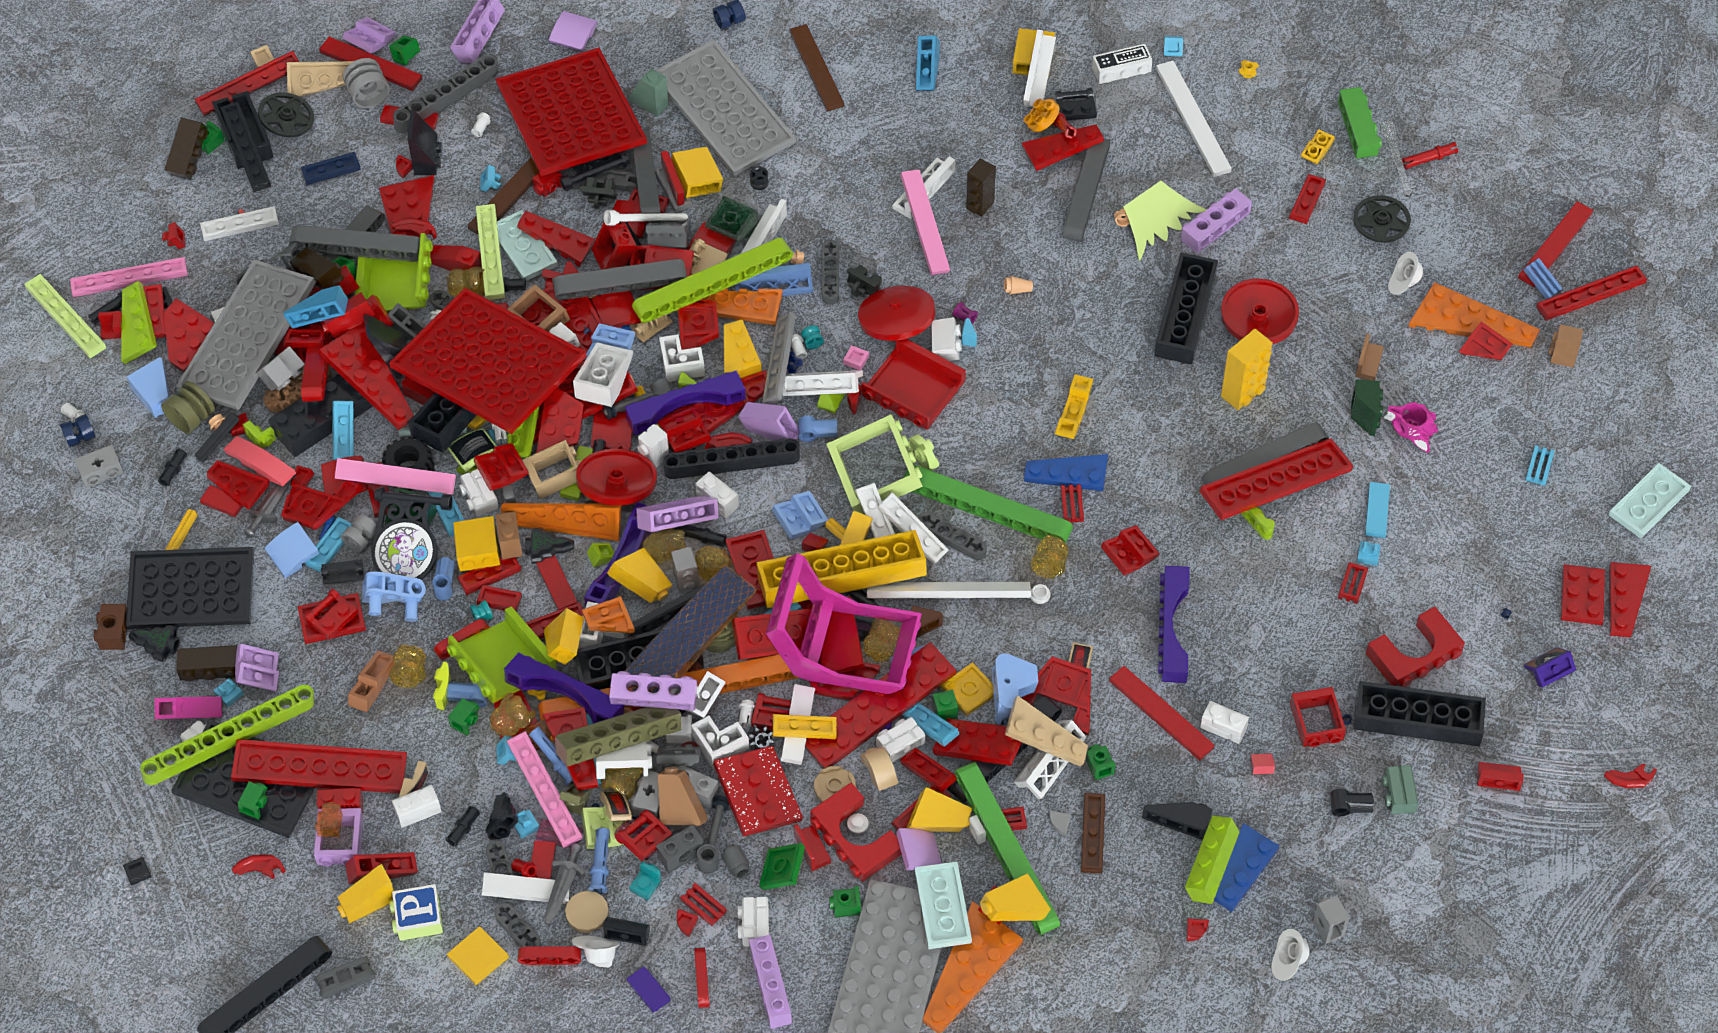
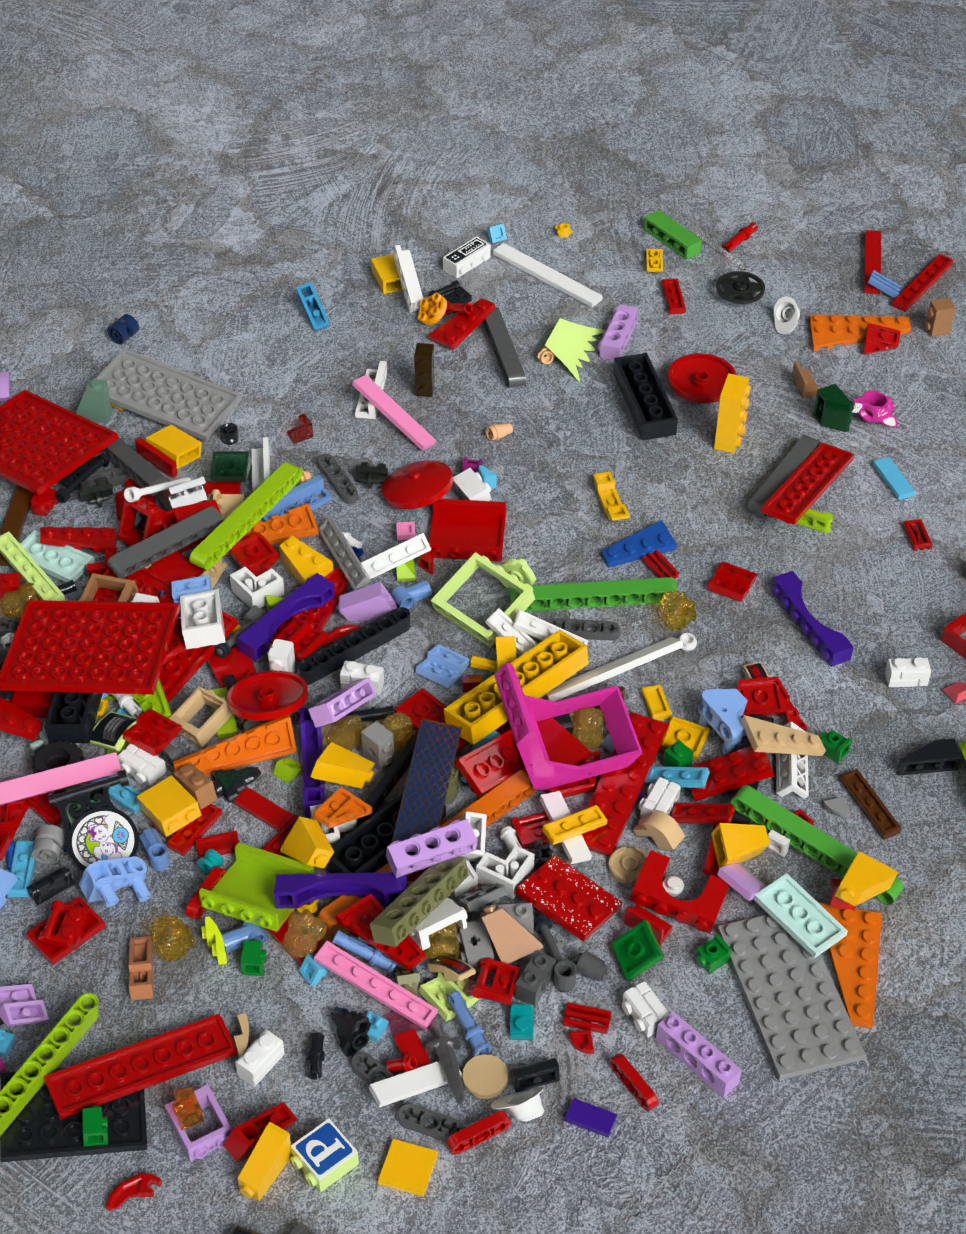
camera: 30 degrees left, 10 degrees down
(344, 796) = (165, 1090): red brick -> none
(560, 420) = (183, 674): red wing -> none
(812, 337) = (358, 529): teal wheel -> none
(816, 68) = (222, 342): reddish brown tile -> none
(828, 205) = (303, 431): none -> clear red panel
(969, 641) = (656, 702): none -> yellow tile
(1161, 713) = (851, 688): red tile -> none
(1368, 553) = (912, 509): medium azure tile -> none

